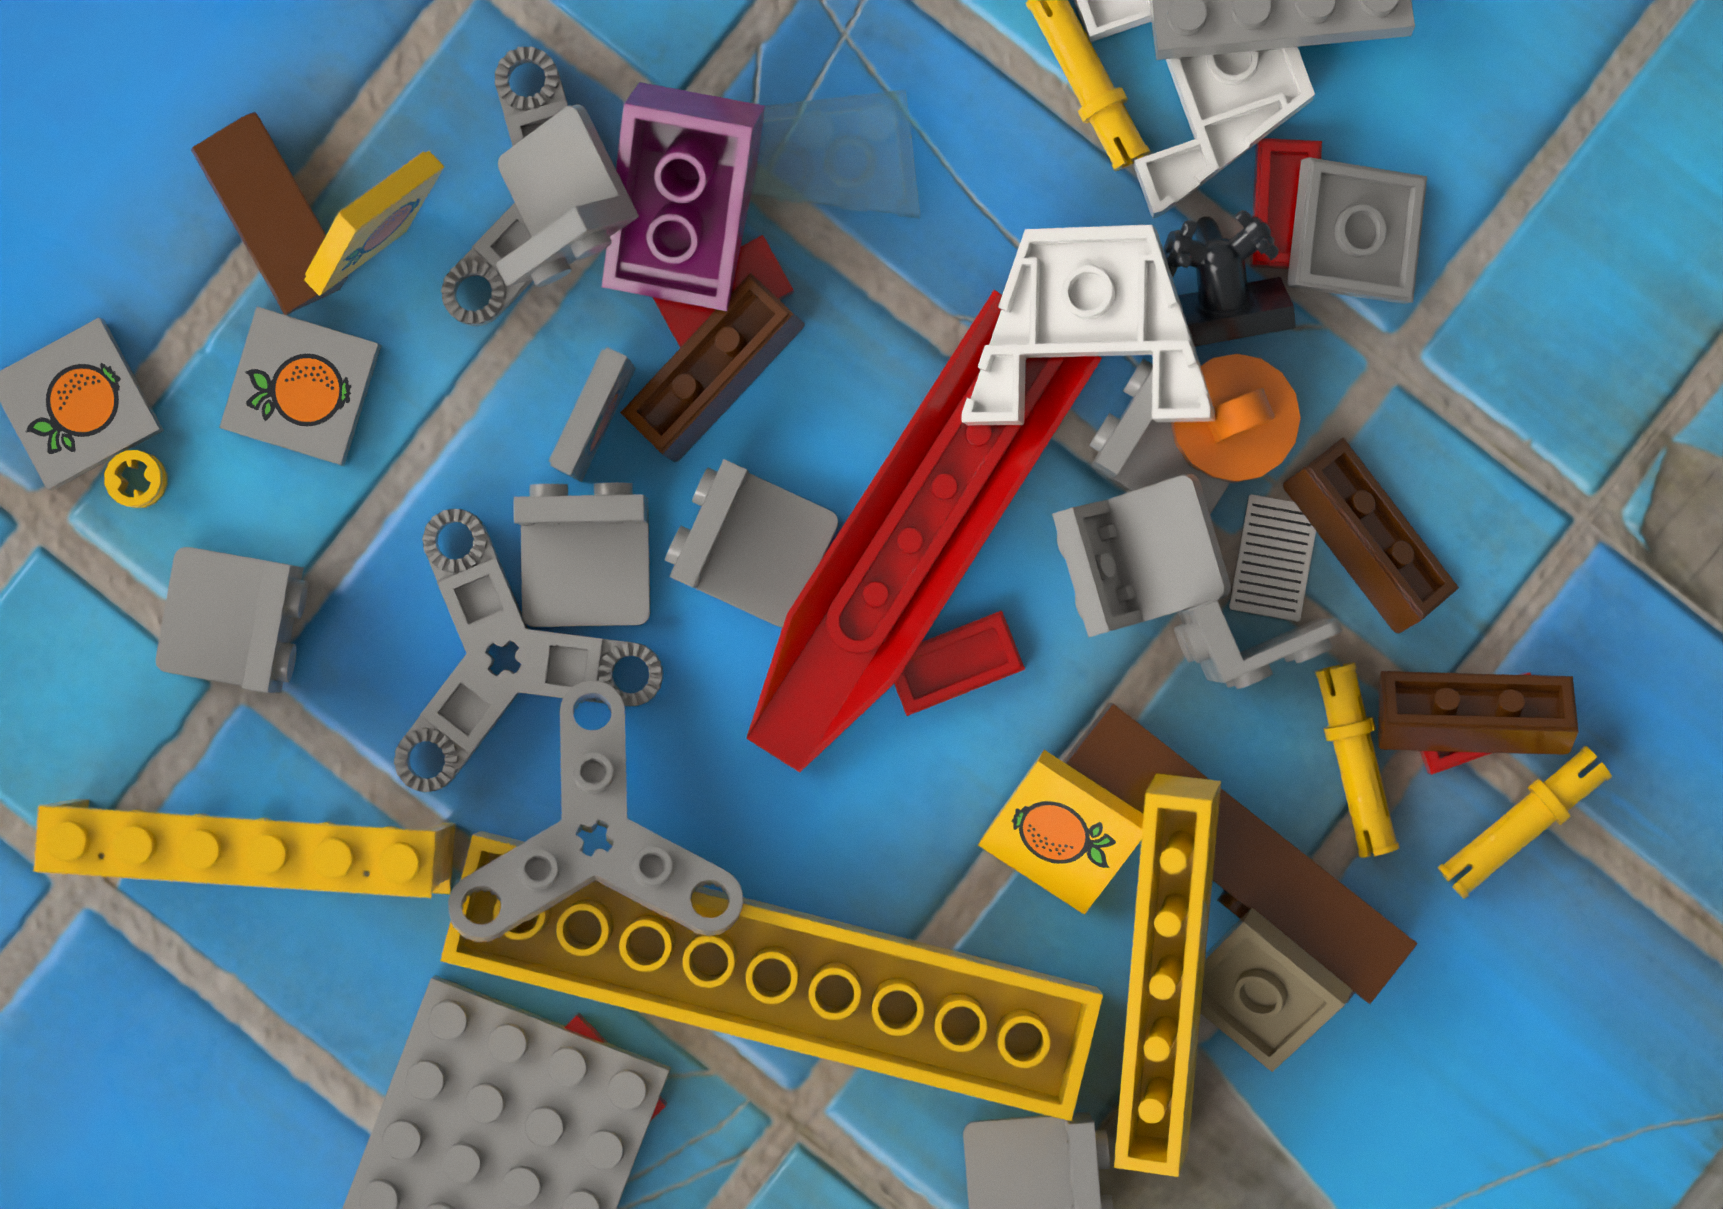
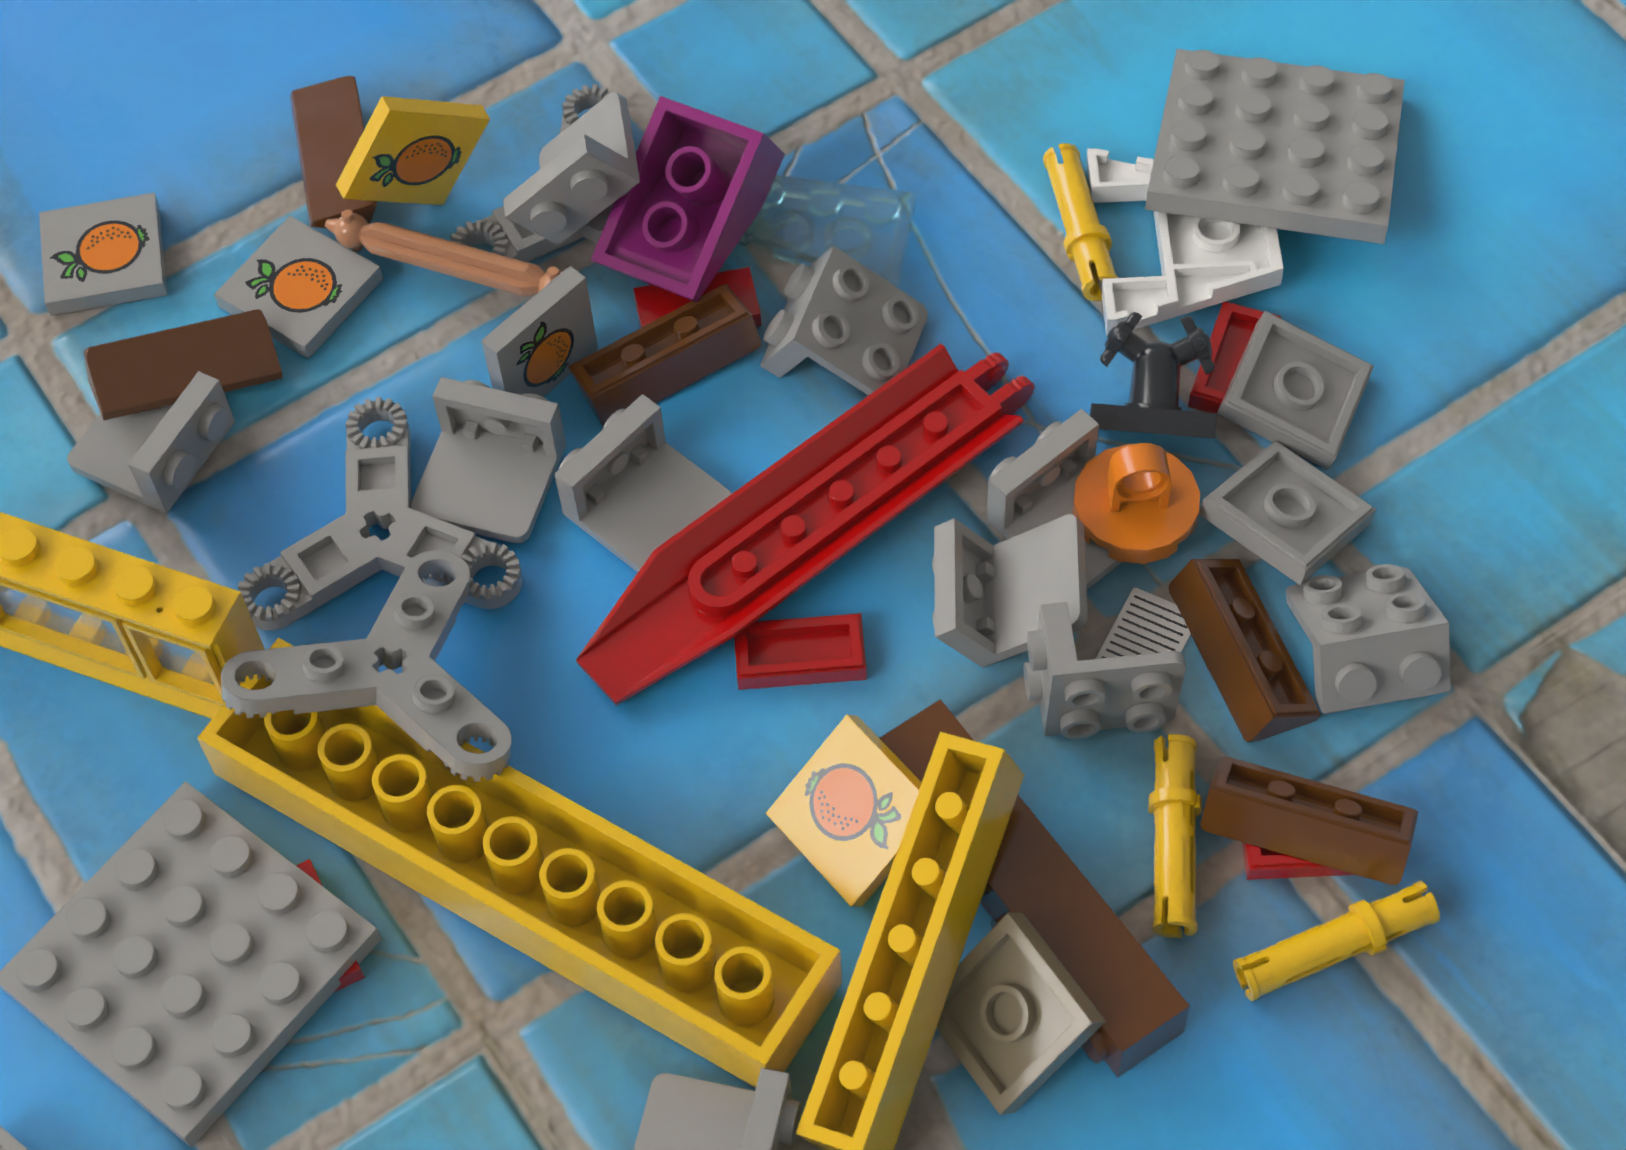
camera: 20 degrees right, 30 degrees down
(117, 484) = (120, 303): yellow bush -> none
(231, 533) = (158, 366): none -> reddish brown slope
(459, 328) = (440, 255): none -> nougat wheel
(884, 284) = (845, 323): none -> light grey bracket
(1090, 297) = (1023, 357): white wing -> none
(1381, 380) = (1287, 512): none -> light grey tile
(1488, 493) = (1372, 637): none -> light grey bracket

